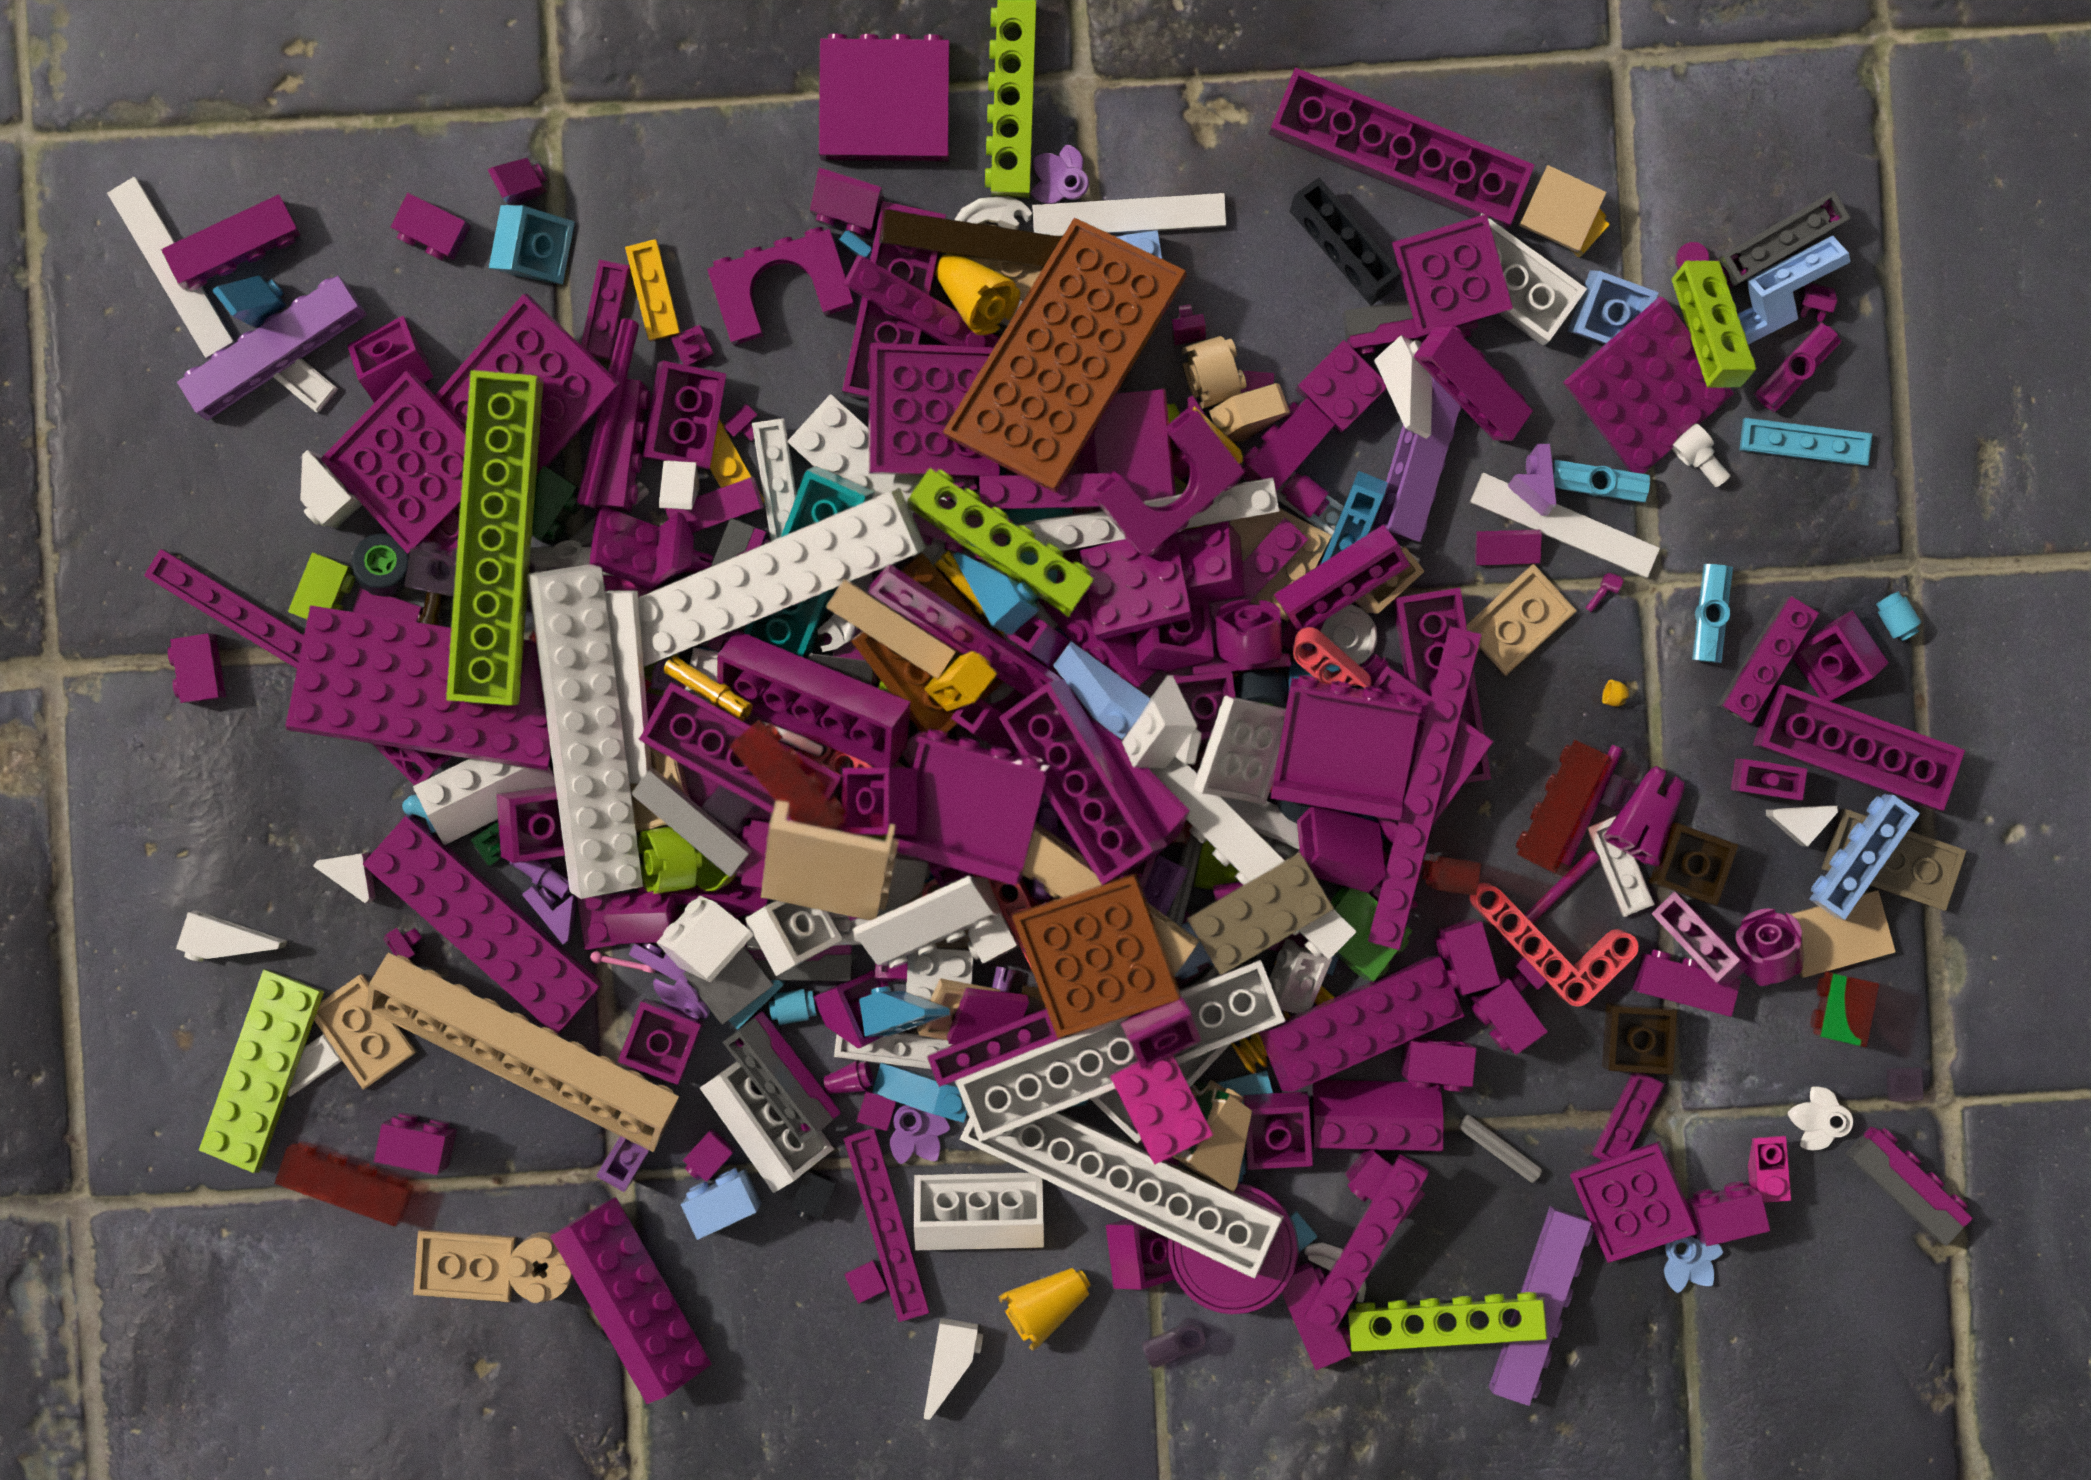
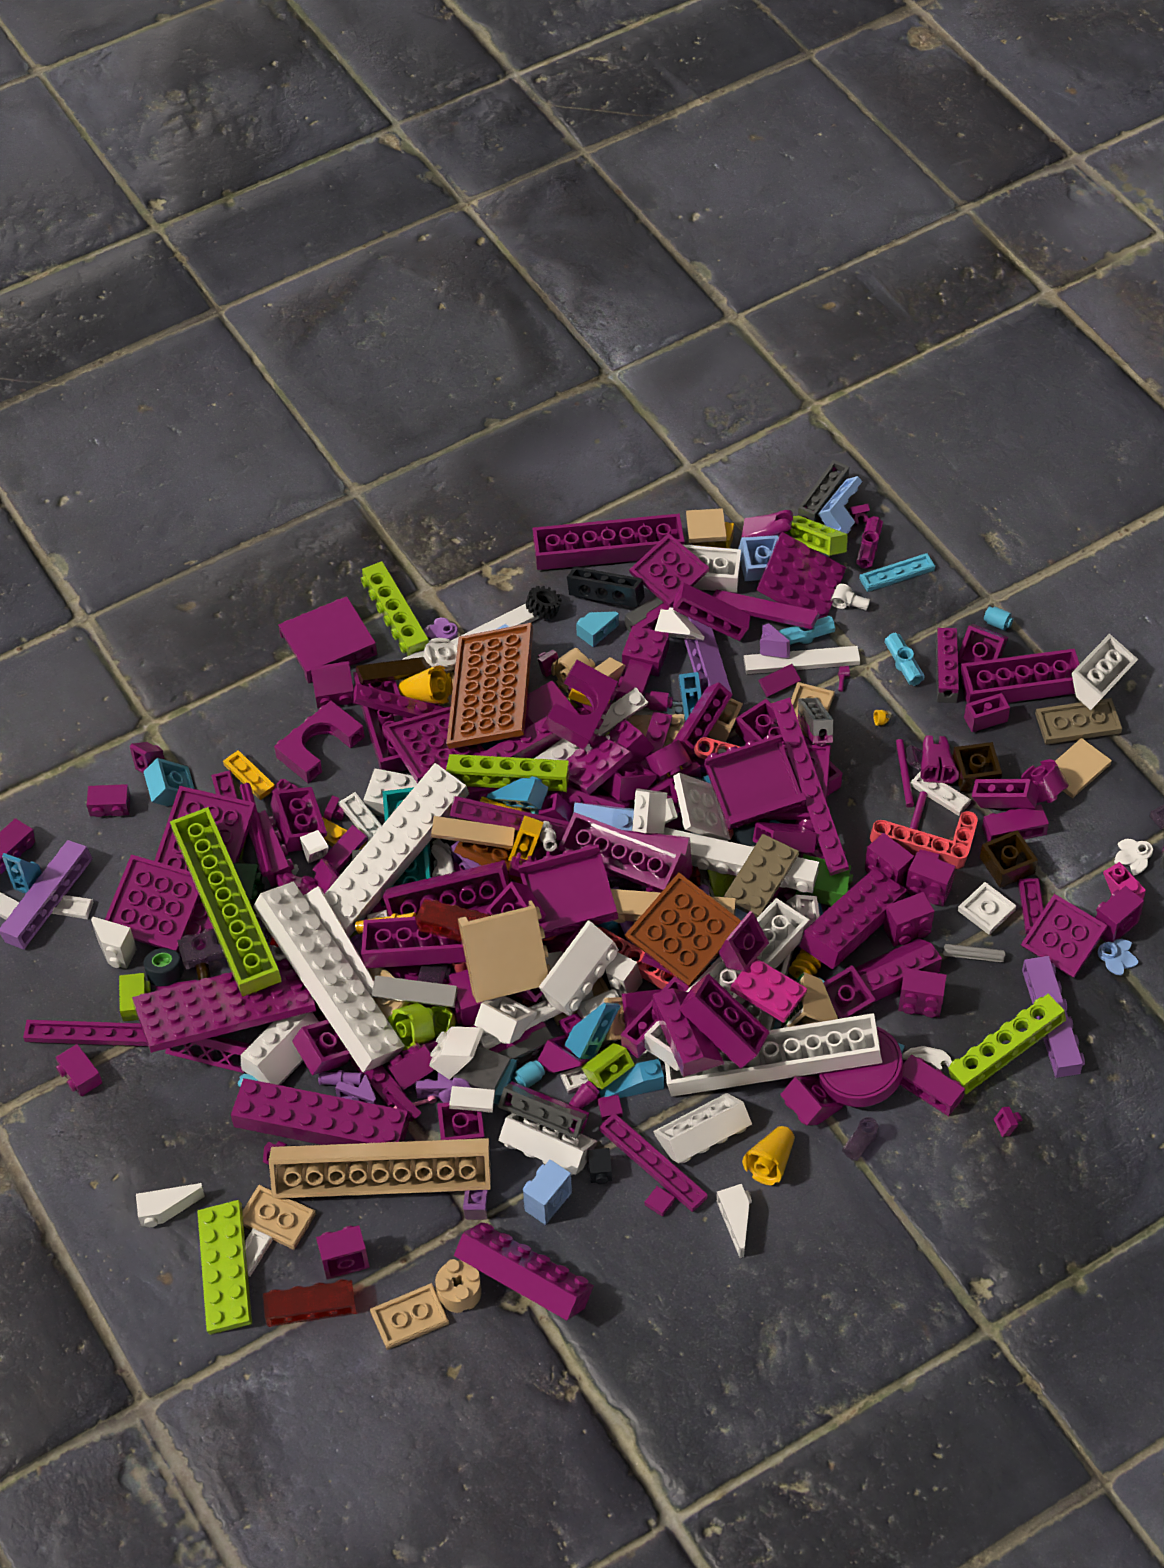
camera: 25 degrees left, 35 degrees down
(350, 874) = (224, 1132): white slope -> none
(386, 355) = (111, 870): magenta slope -> none
(489, 844) = (303, 1079): dark green tile -> none
(600, 962) = (401, 1101): none -> magenta tile
(688, 1024) = (472, 1099): none -> white tile
(708, 1156) = (522, 1173): magenta brick -> none
(855, 245) = (349, 706): dark azure tile -> none
(898, 1064) = (608, 1065): none -> lime brick
(918, 1138) = (643, 1109): medium lavender plate -> none
(931, 714) = (515, 862): none -> magenta tile
(993, 695) = (548, 836): none -> white pin
(1011, 1117) = (690, 1047): none -> magenta slope
(1027, 229) = (441, 652): none -> white tile
(1065, 1135) = (724, 1021): none -> magenta brick
(1256, 207) = (543, 602): none -> black tyre
(1294, 298) = (596, 626): none -> medium azure slope
(1366, 1243) = (931, 1017): magenta plate -> none
(1380, 1423) = (1007, 1121): none -> magenta tile
(1451, 874) = (853, 823): clear red brick -> none
(1501, 680) = (815, 721): none -> dark grey piece
(1559, 411) = (770, 610): none -> magenta tile
(1561, 1092) = (987, 908): none -> white plate
(1564, 806) = (891, 775): clear red brick -> none
(1650, 261) = (768, 524): none -> magenta piece
(1802, 823) = (1016, 726): white slope -> none
(1844, 1008) = (1105, 792): clear red slope -> none
(1863, 856) = (1060, 717): light blue brick -> none
(1979, 816) = (1101, 671): none -> white slope

